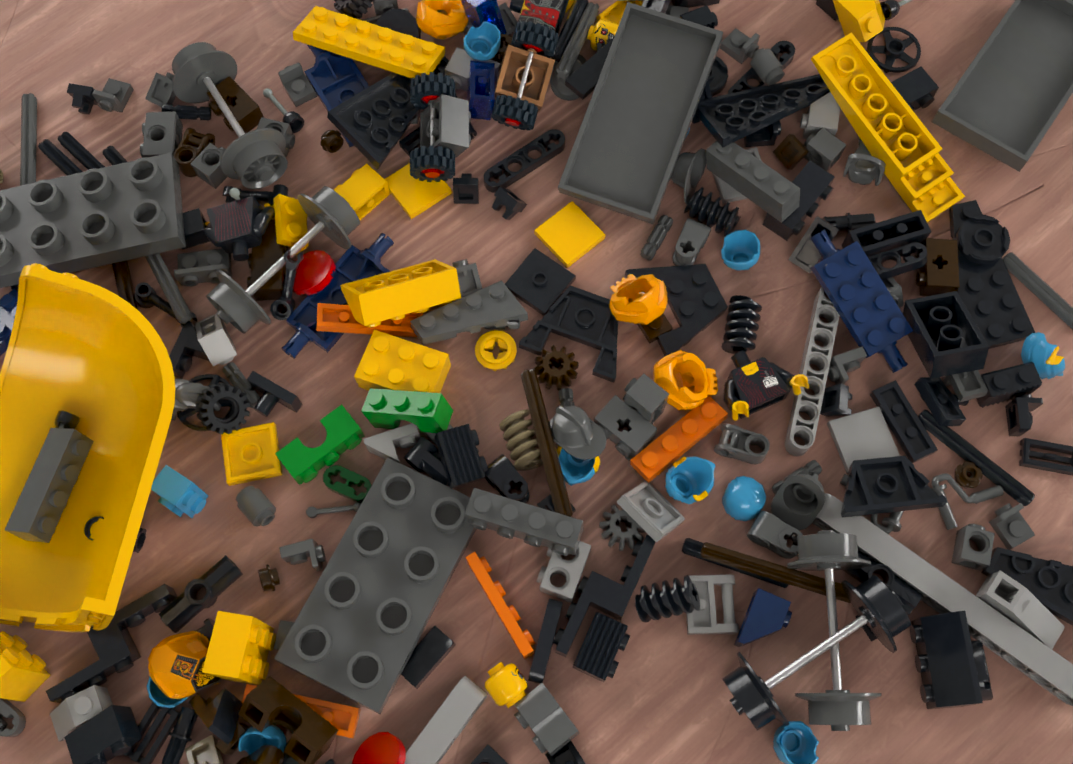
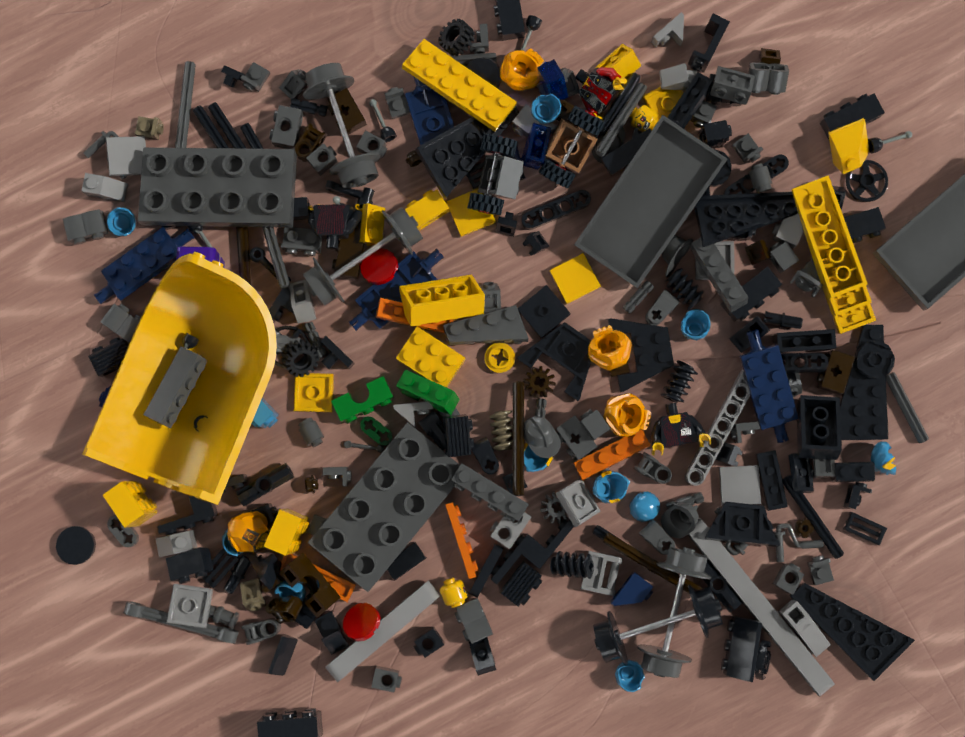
camera: 15 degrees right, 15 degrees up
(277, 309) = (354, 290): black brick -> none

